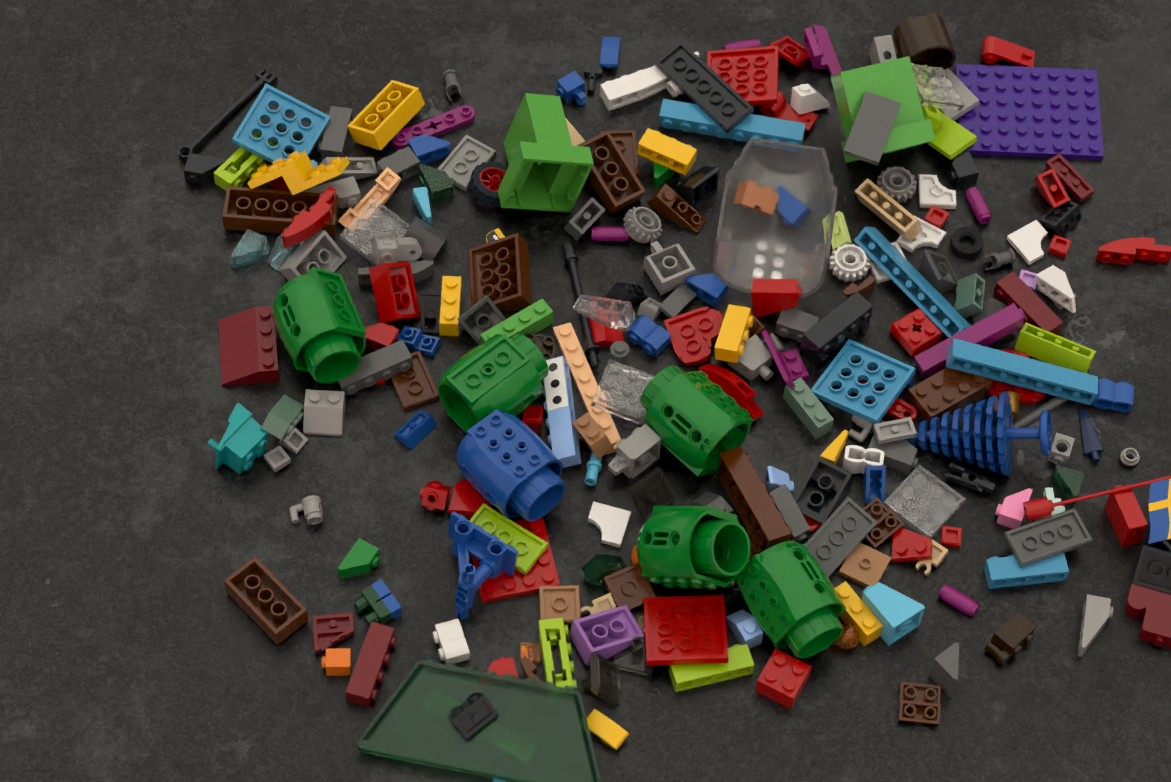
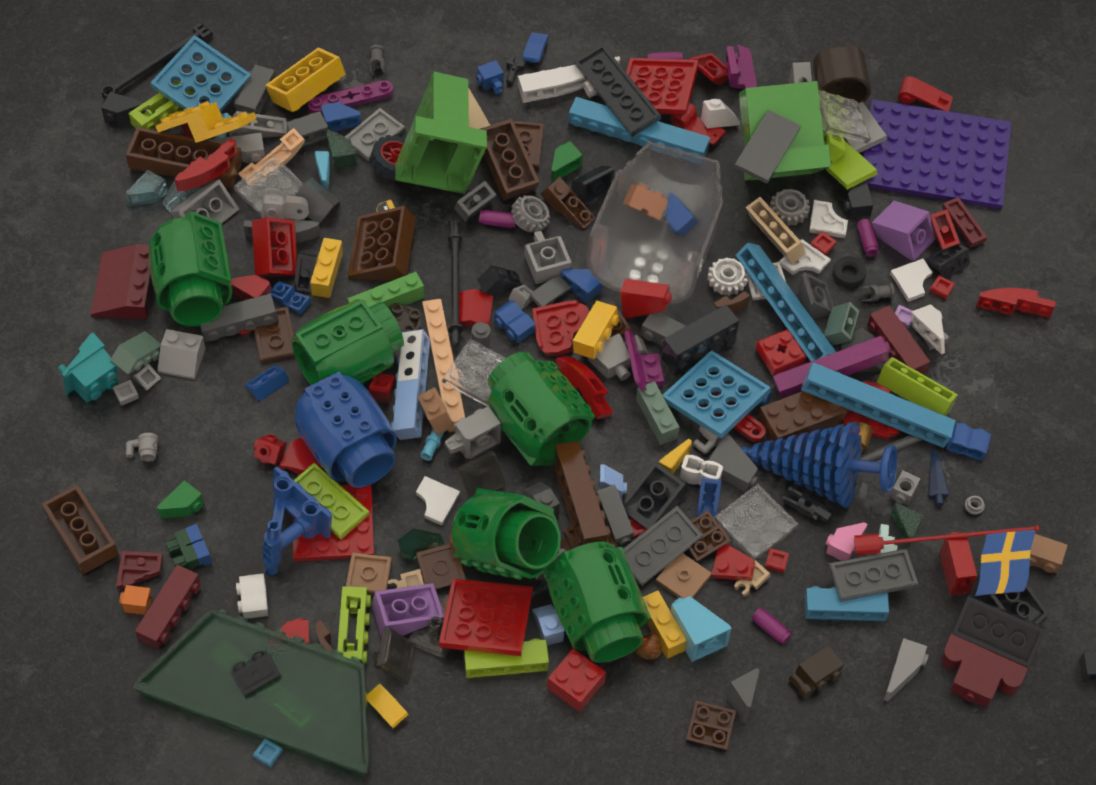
camera: 10 degrees right, 0 degrees up
(481, 318) = (352, 282): dark grey slope -> none
(531, 651) = (330, 617): clear orange tile -> none
(610, 312) = (478, 293): clear slope -> none
(667, 151) = (567, 146): yellow brick -> none
(840, 231) = (723, 243): yellowish green plate -> none
(894, 430) = (737, 446): light grey plate -> none
(1013, 192) = (905, 229): none -> medium lavender slope

